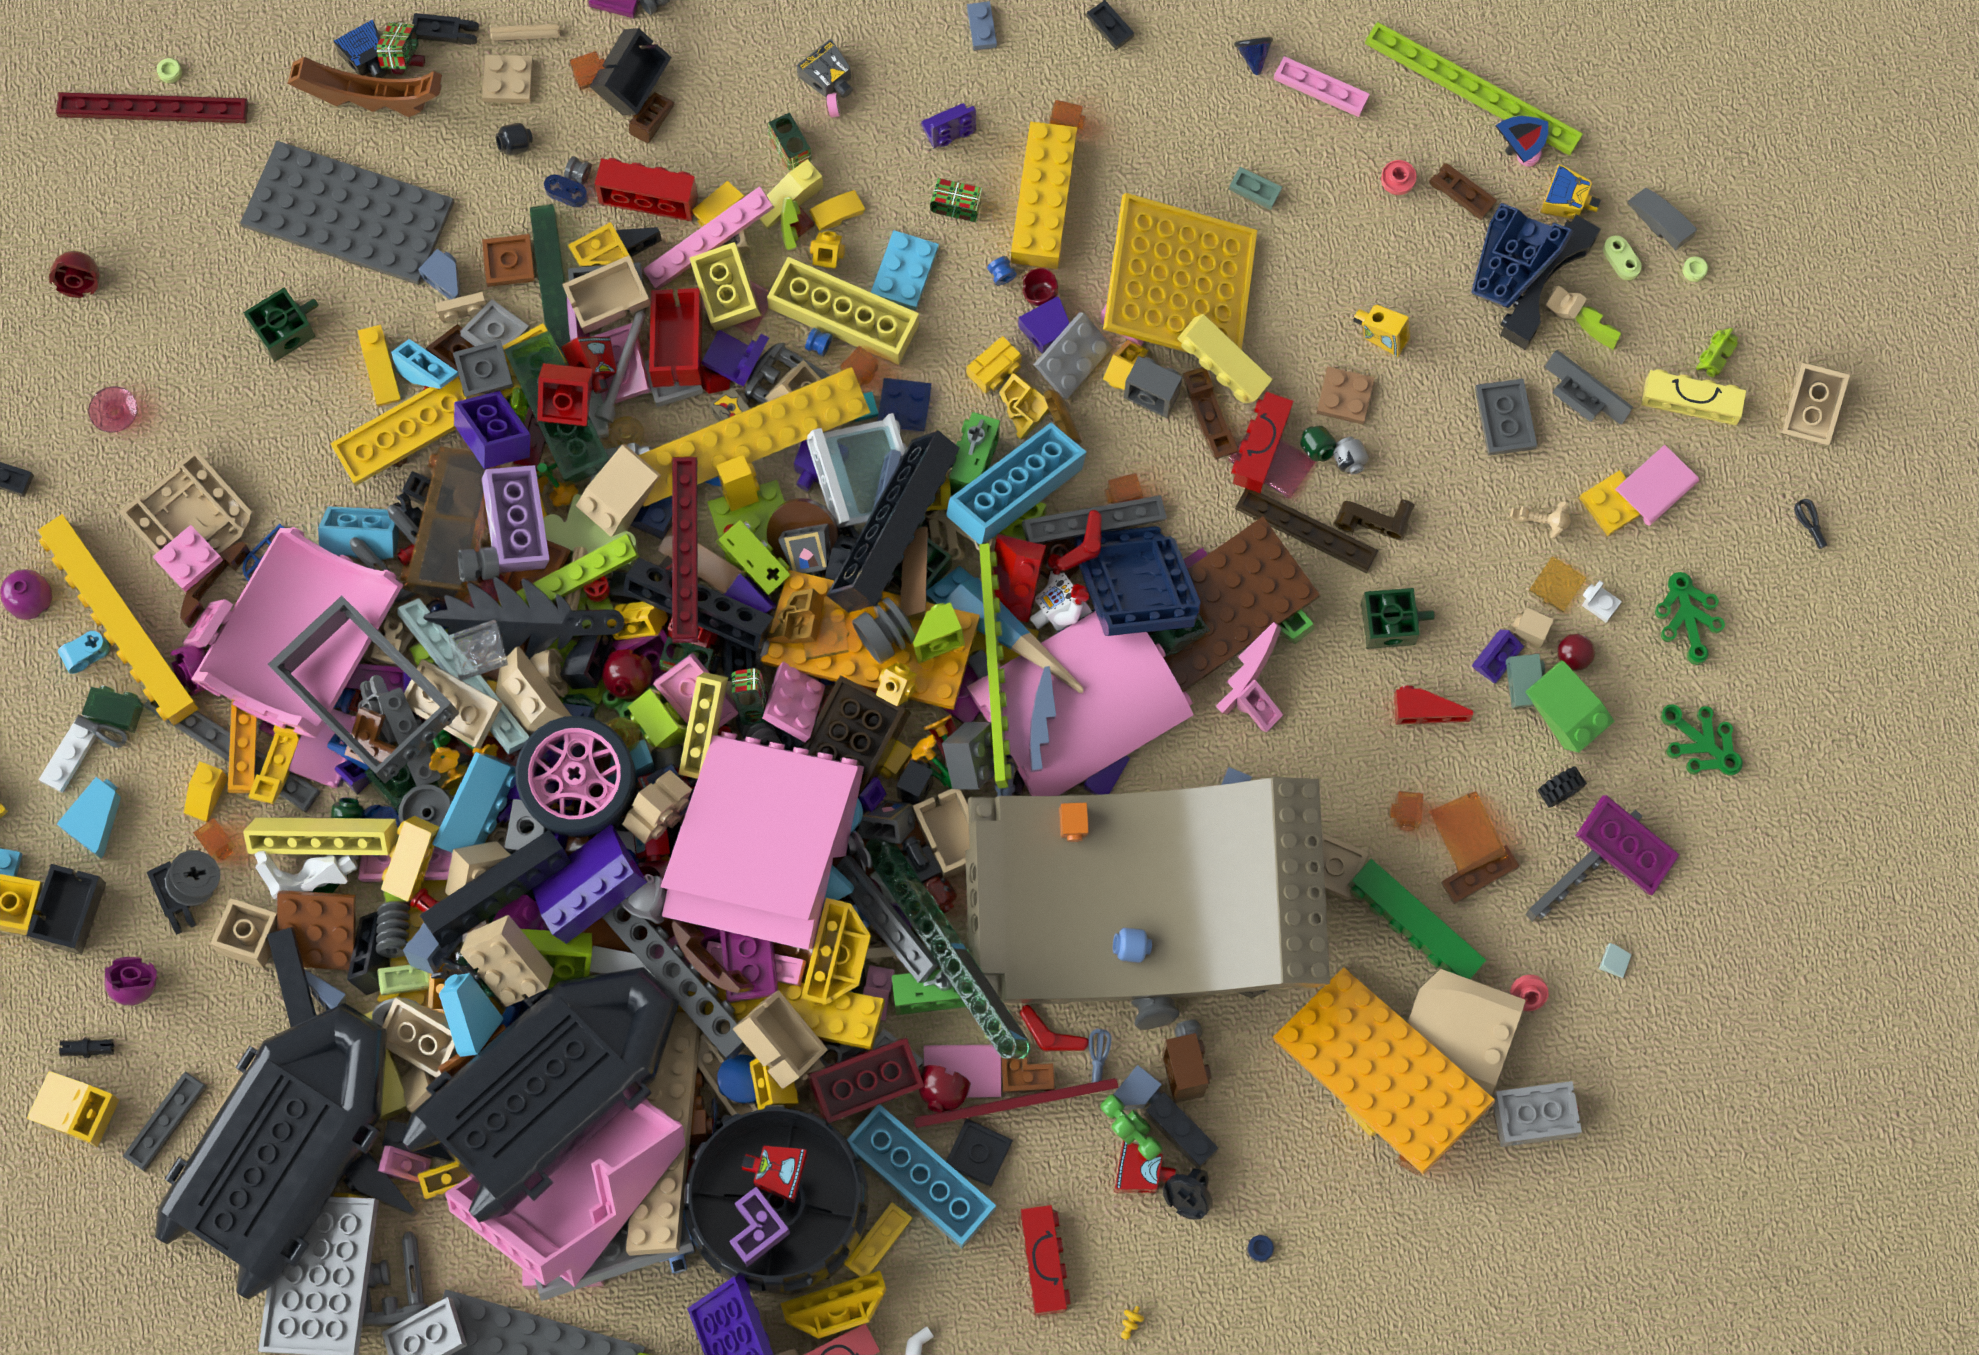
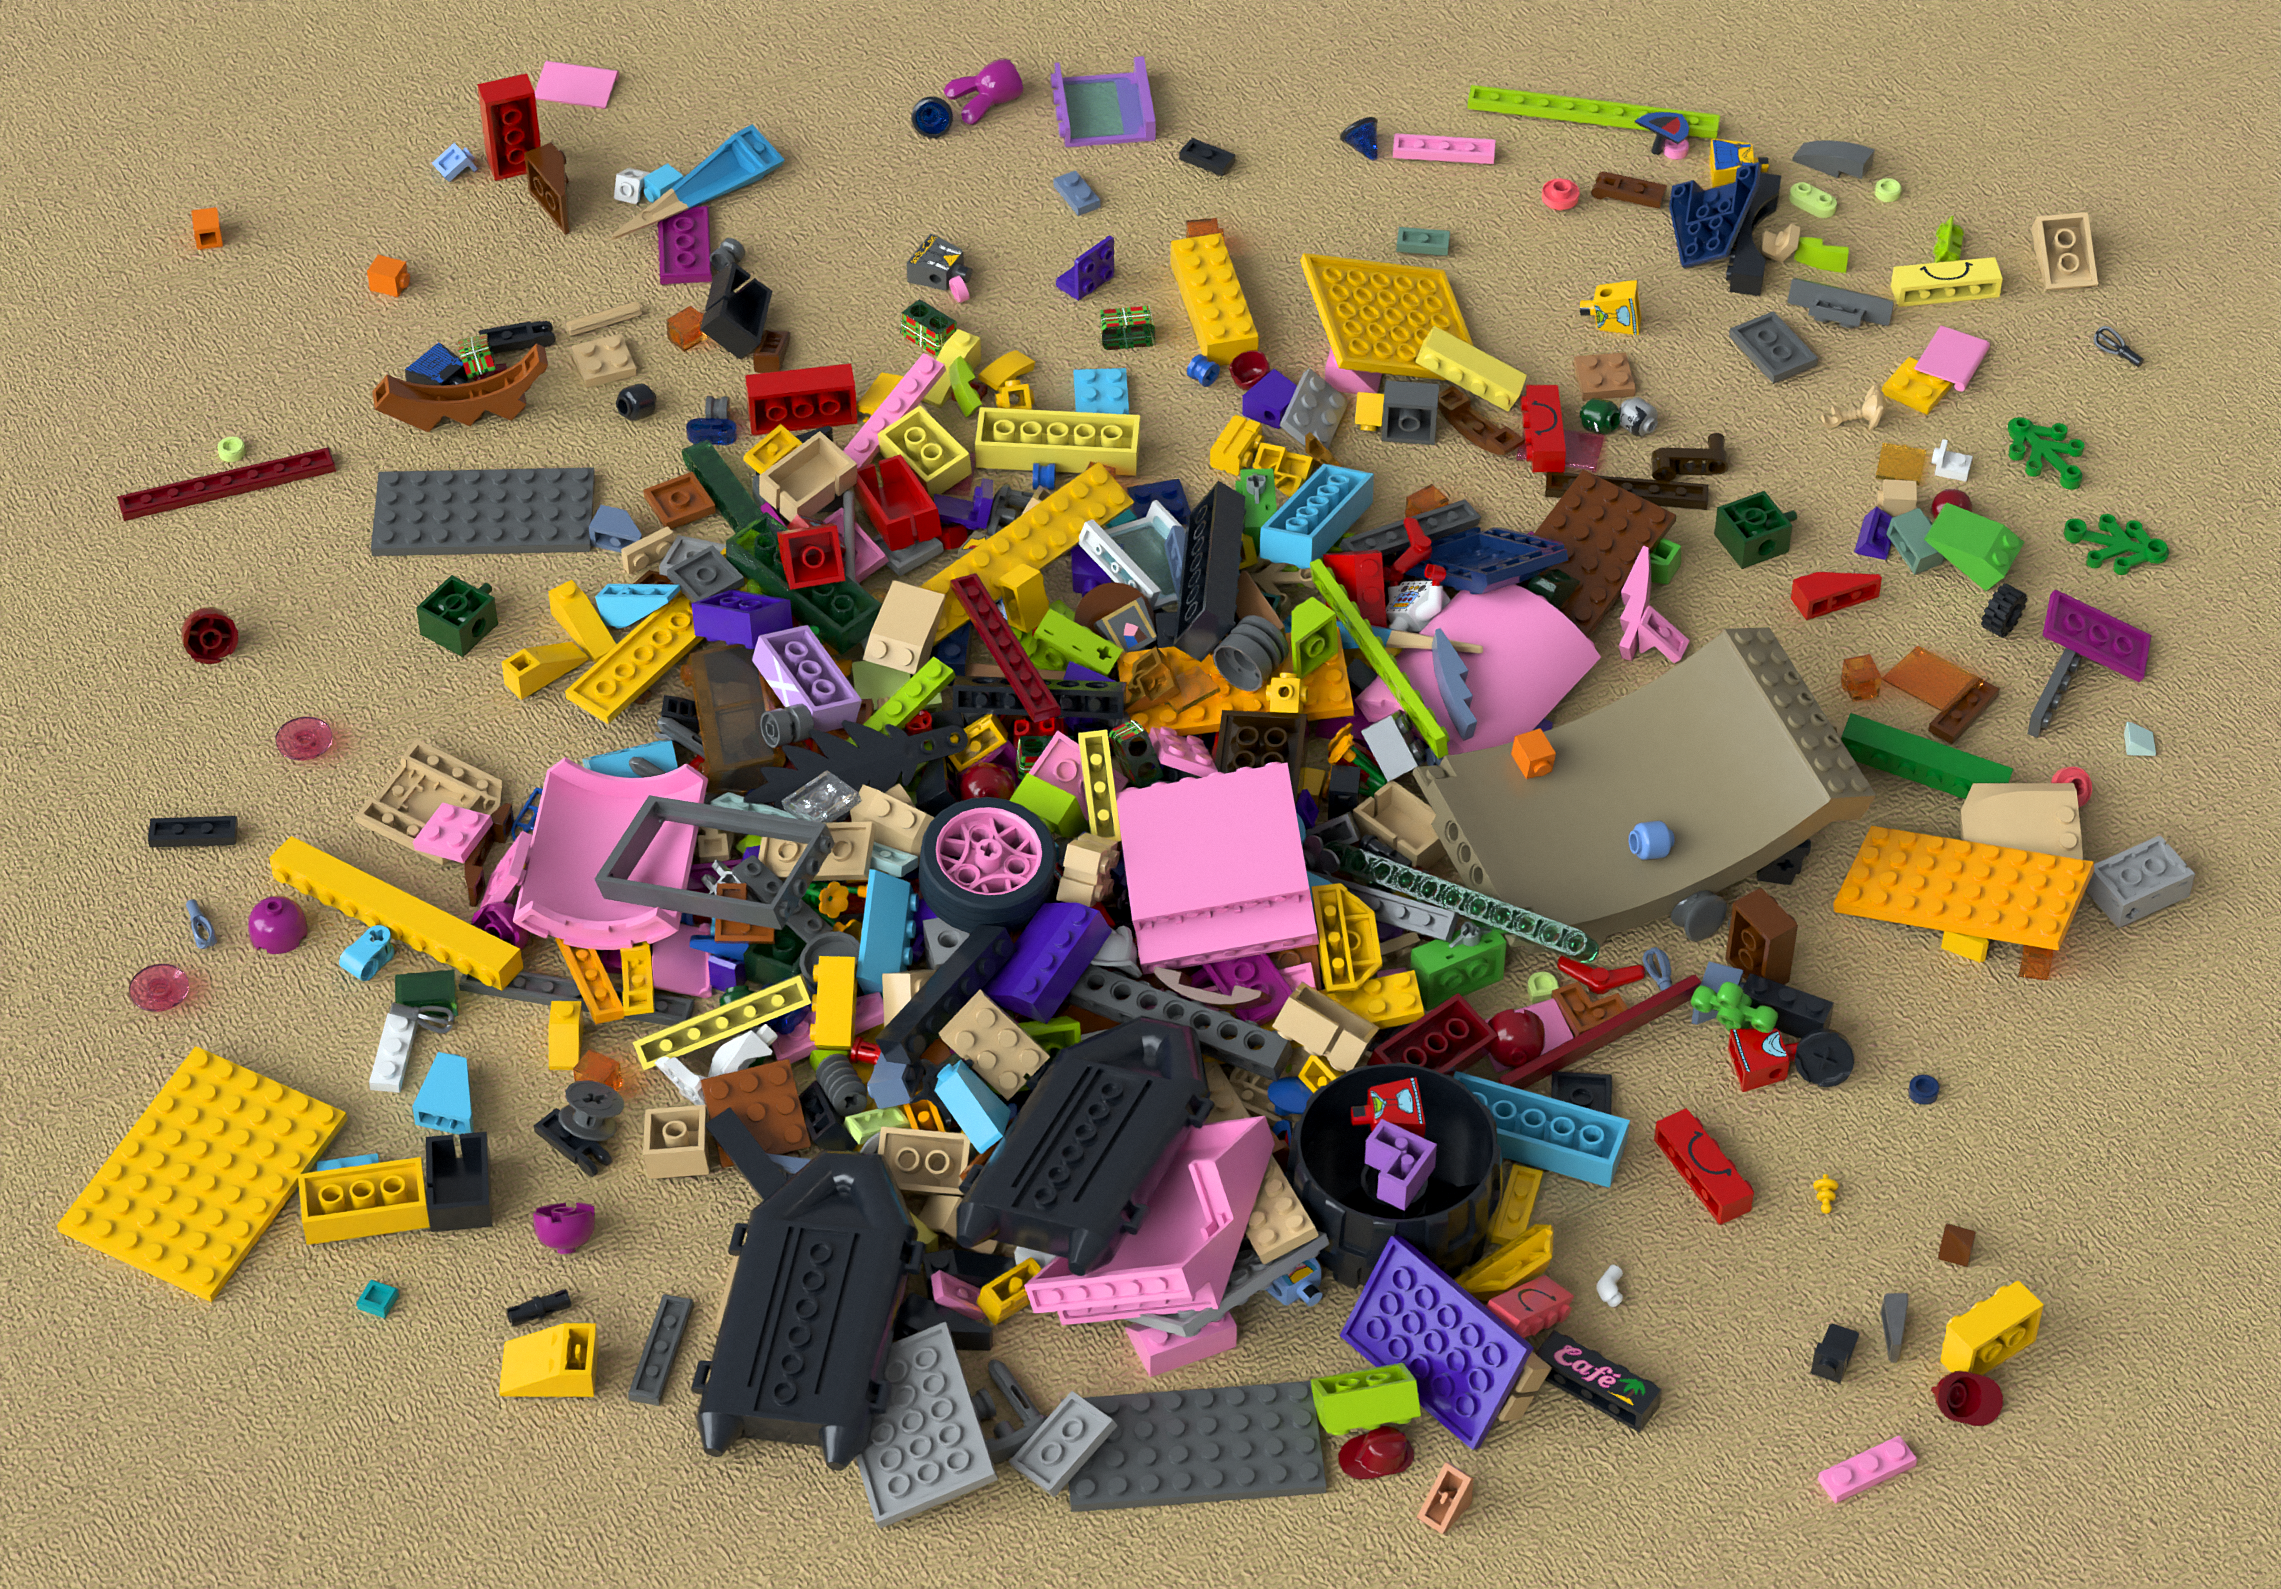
camera: 20 degrees left, 25 degrees down
(329, 401) = (539, 666): none -> yellow slope

